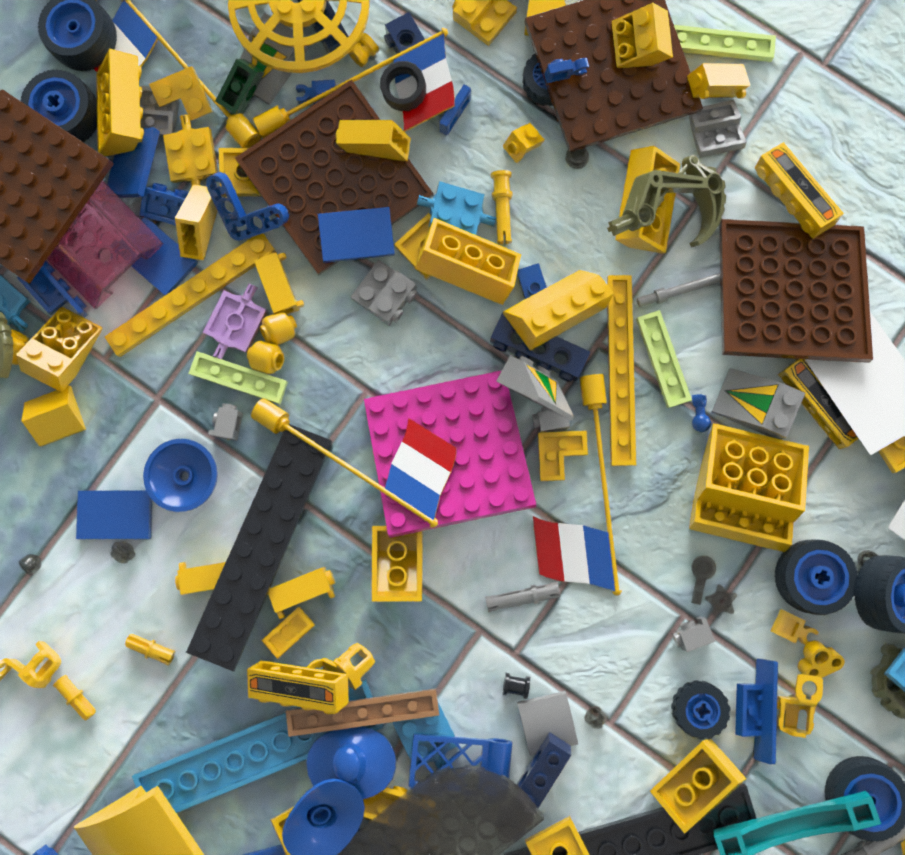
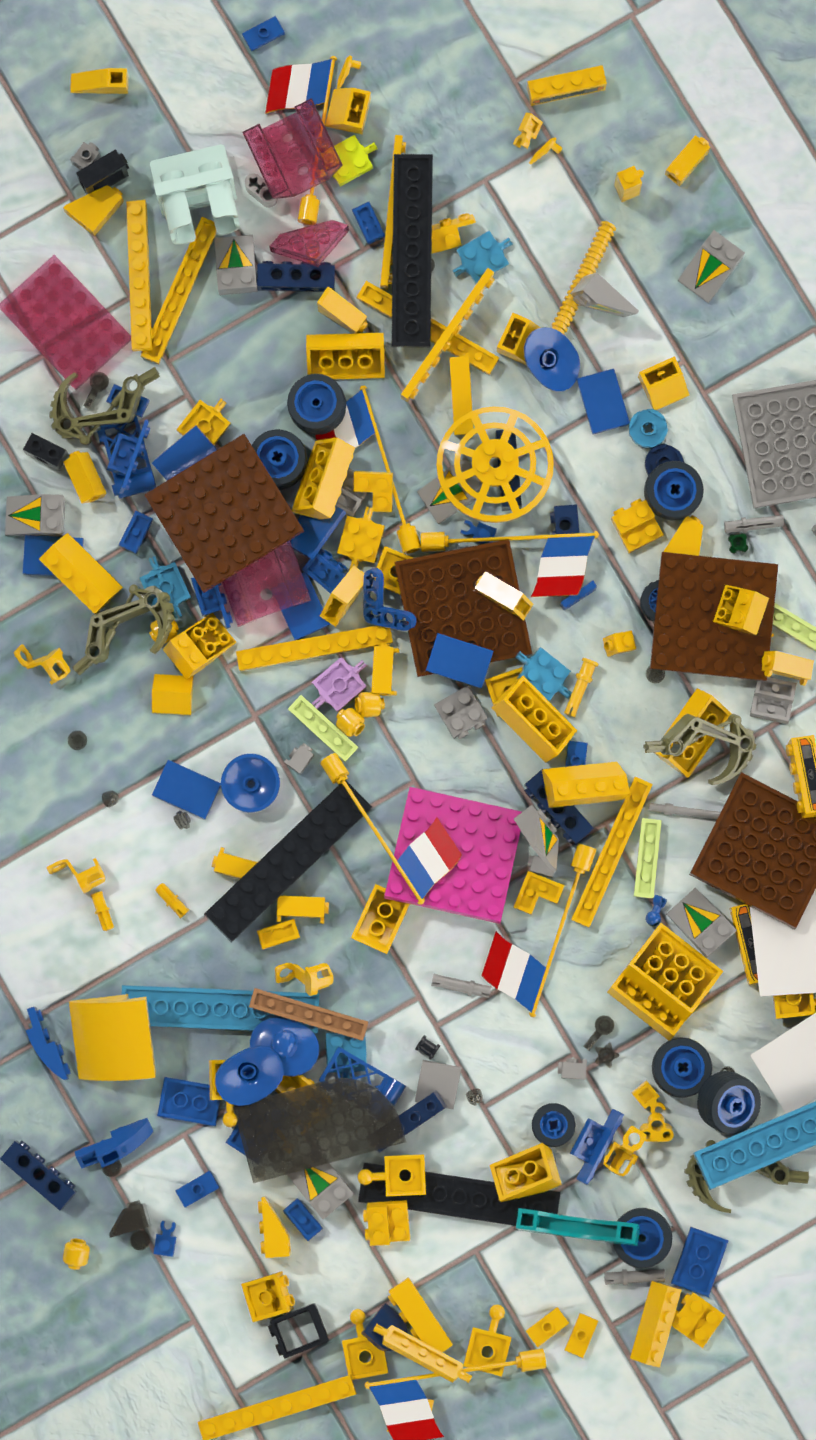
camera: 20 degrees right, 0 degrees up
(239, 86) = (422, 506): dark green brick -> none
(298, 686) = (271, 974): yellow brick -> none
(363, 50) = (532, 516): yellow wheel -> none
(394, 70) = (530, 564): black tyre -> none
(562, 70) = (668, 607): blue plate -> none

